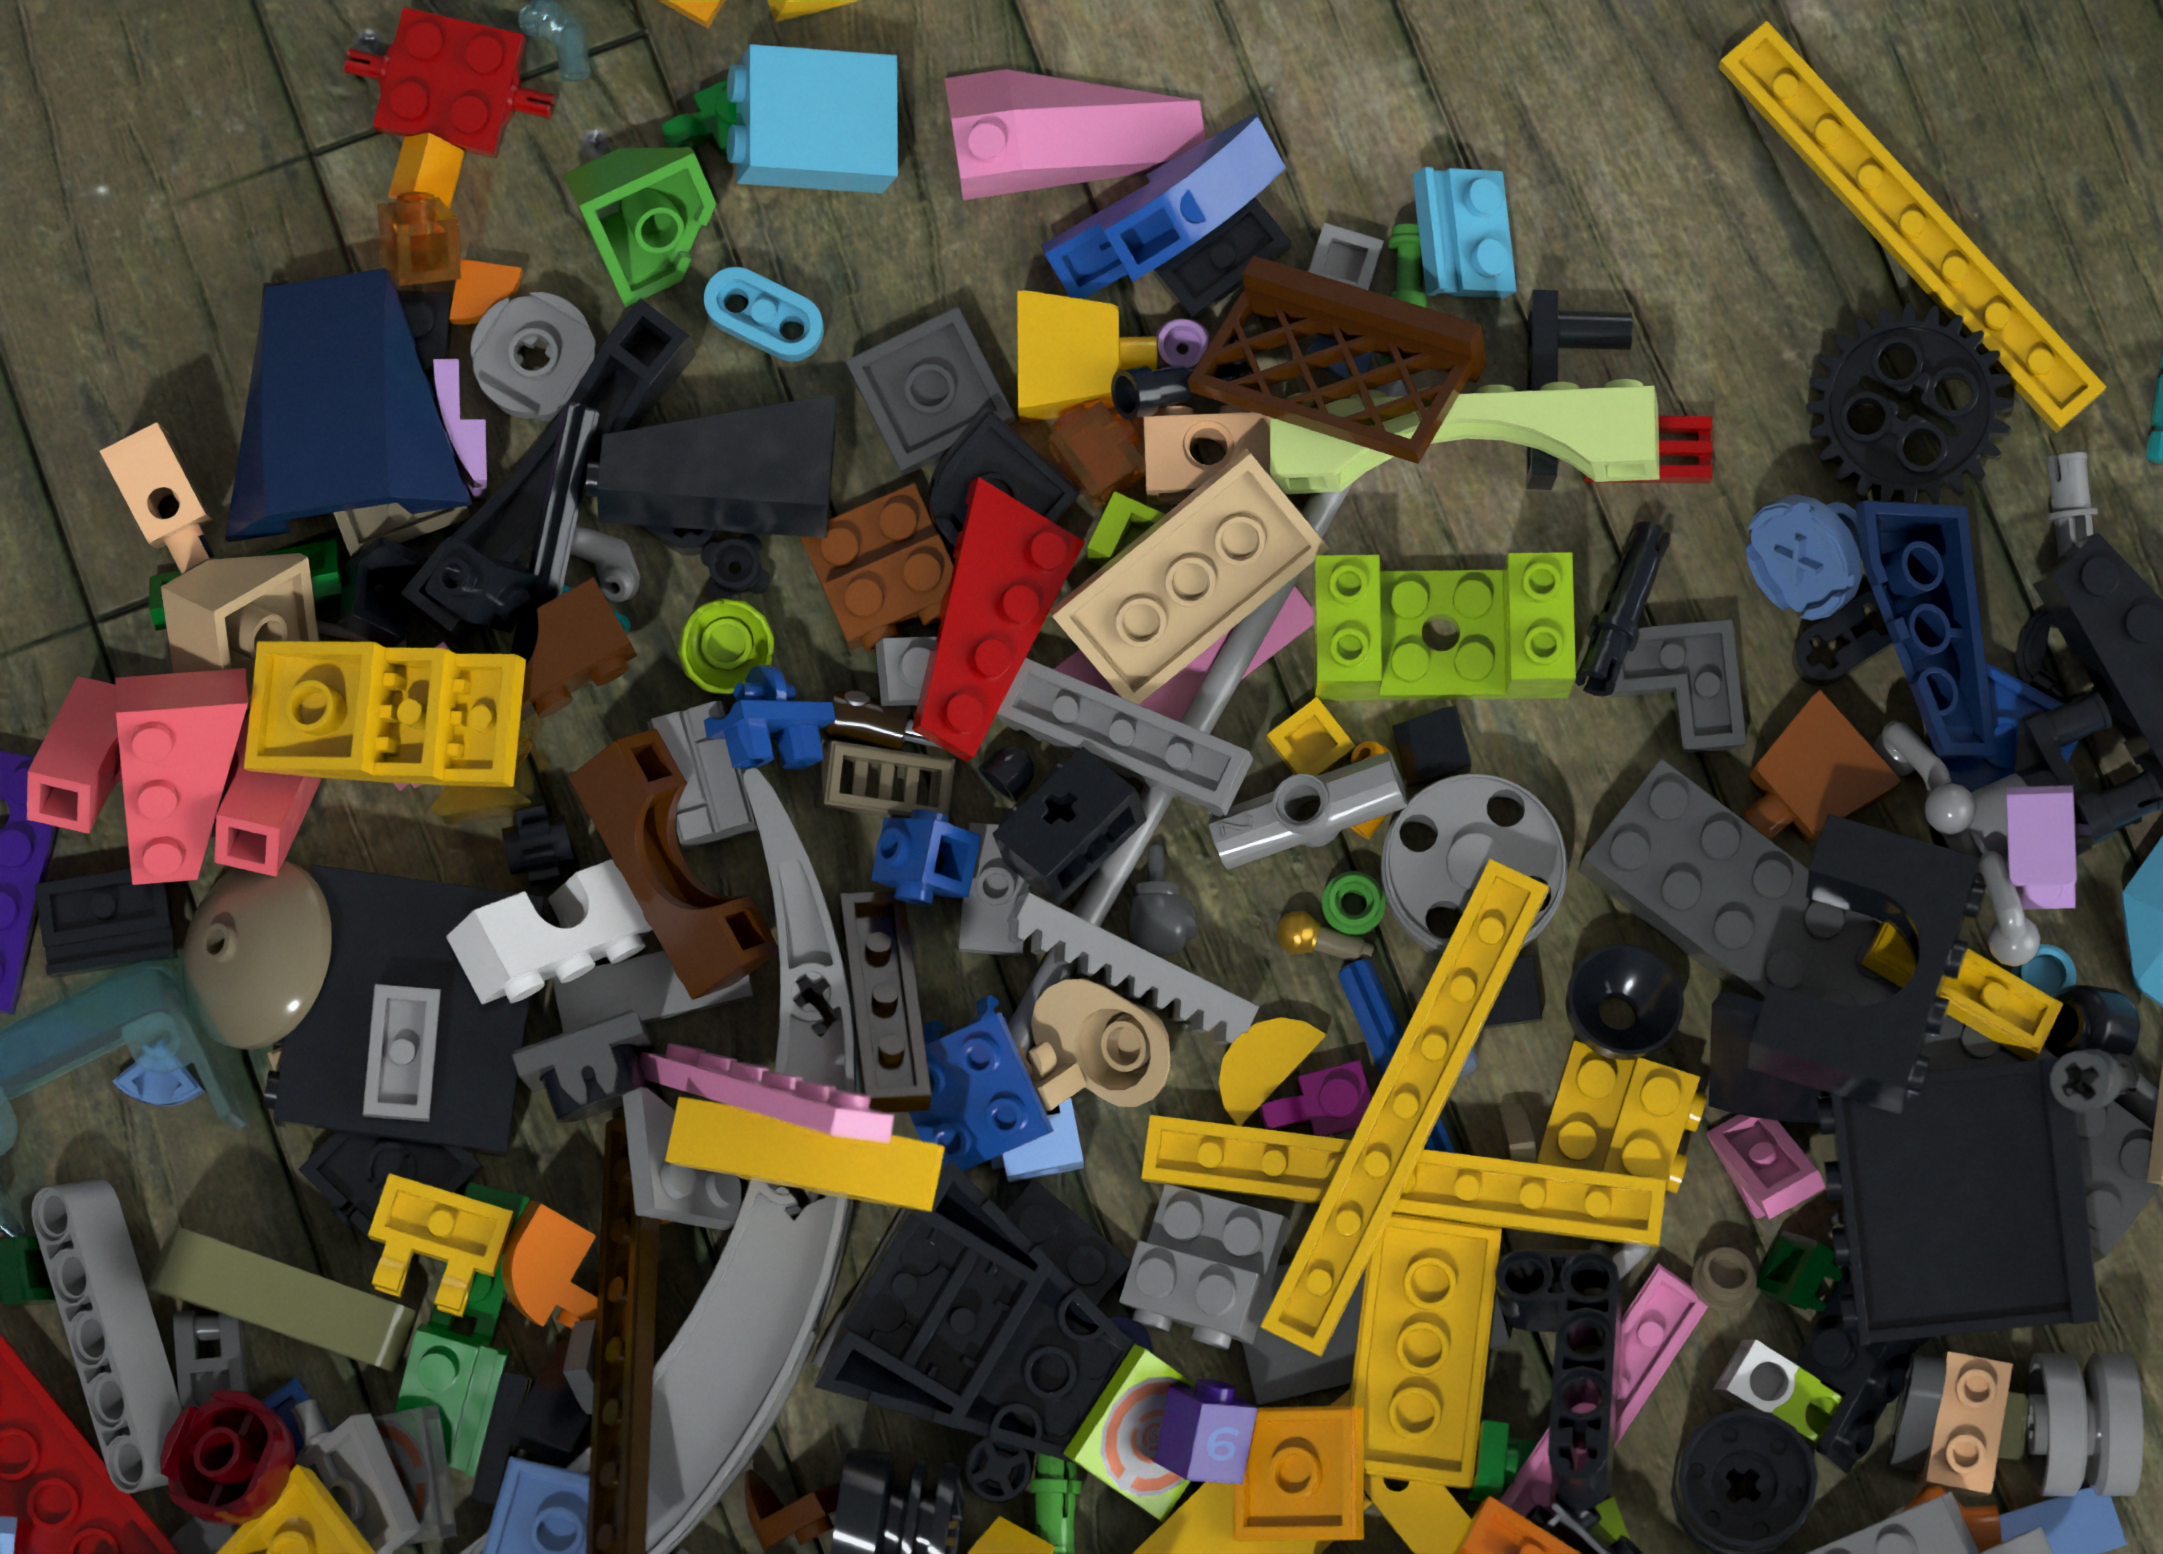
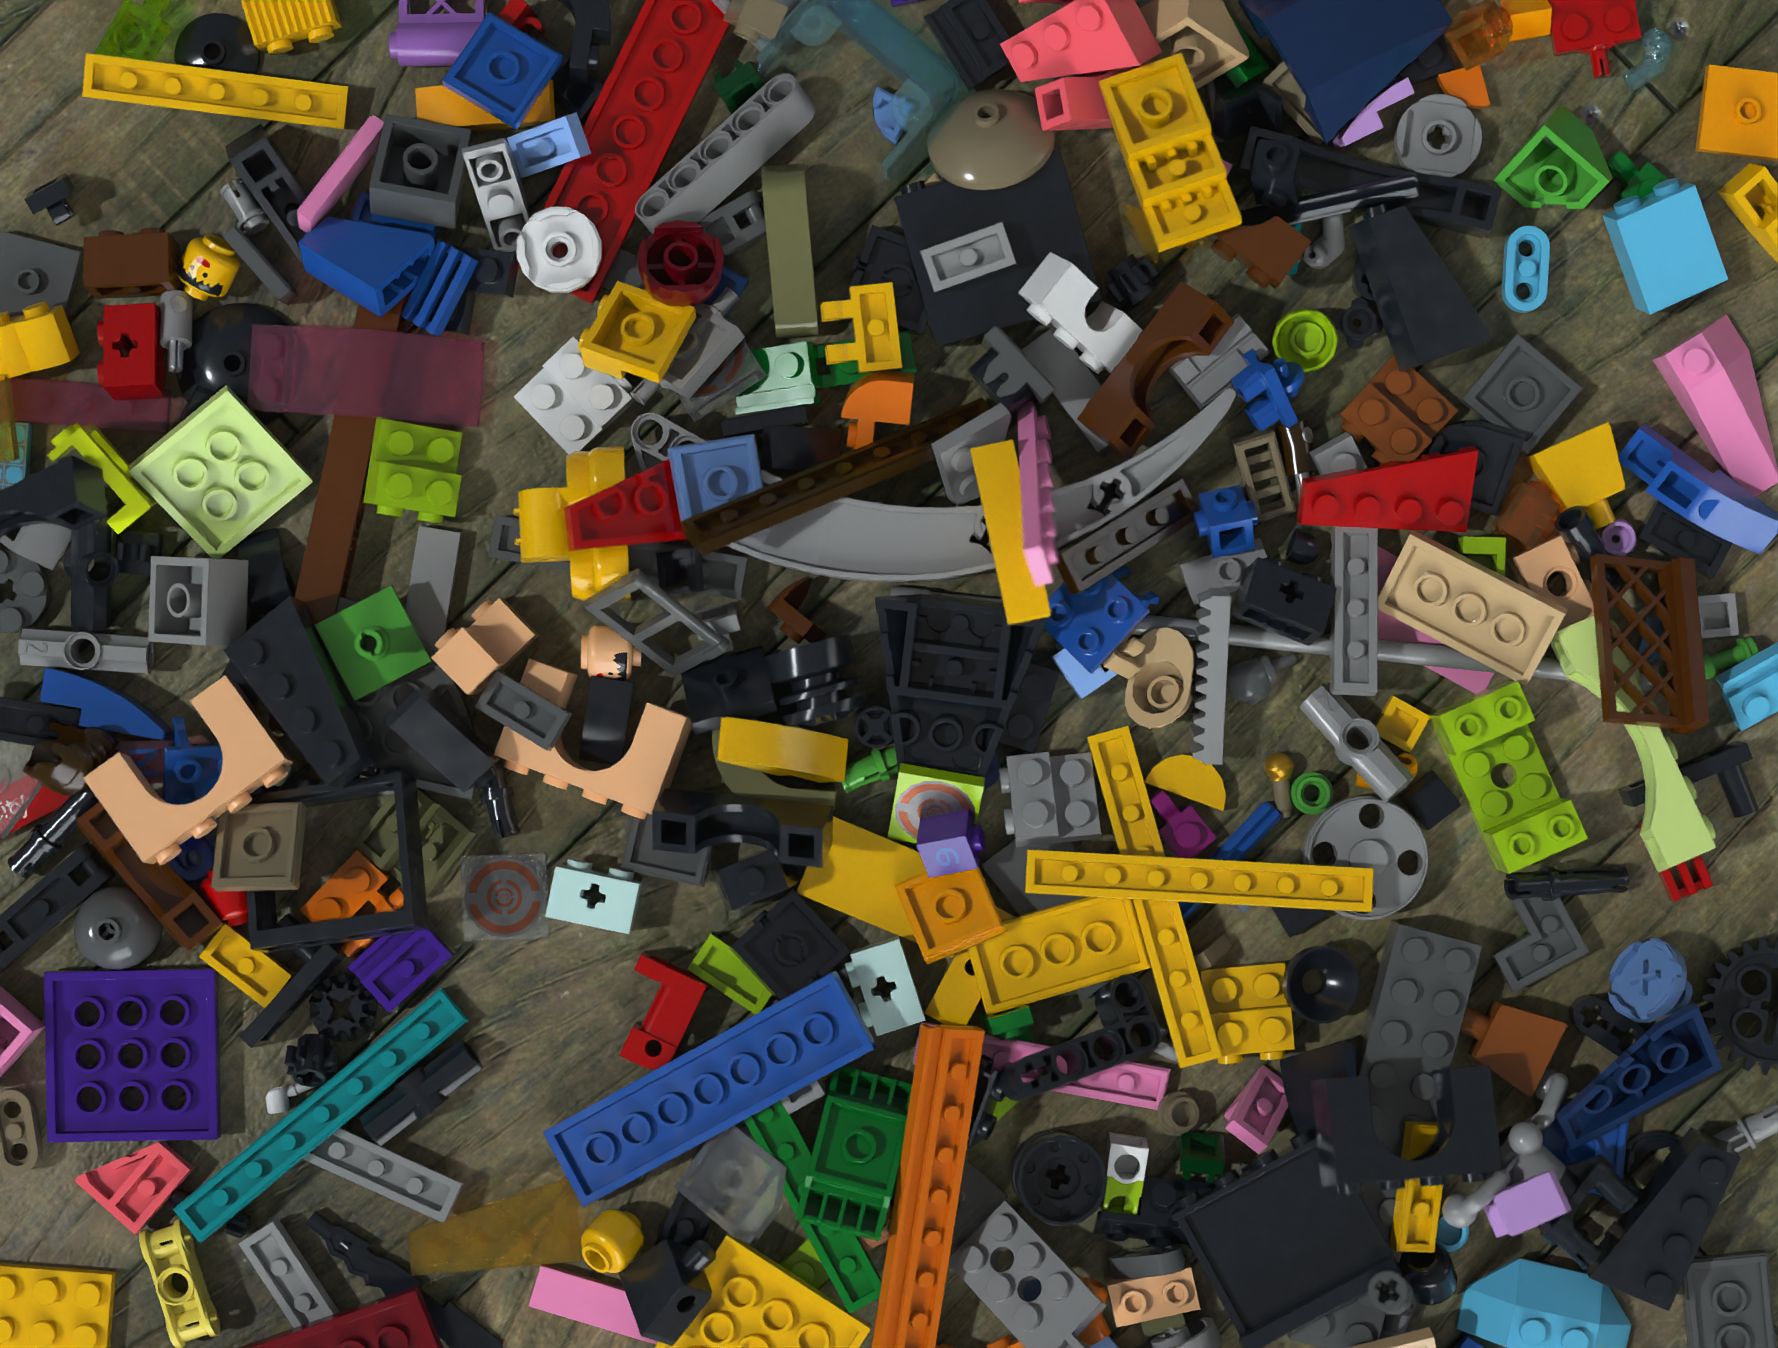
camera: 65 degrees right, 10 degrees up
(580, 1362) = (828, 450): dark grey tile -> none

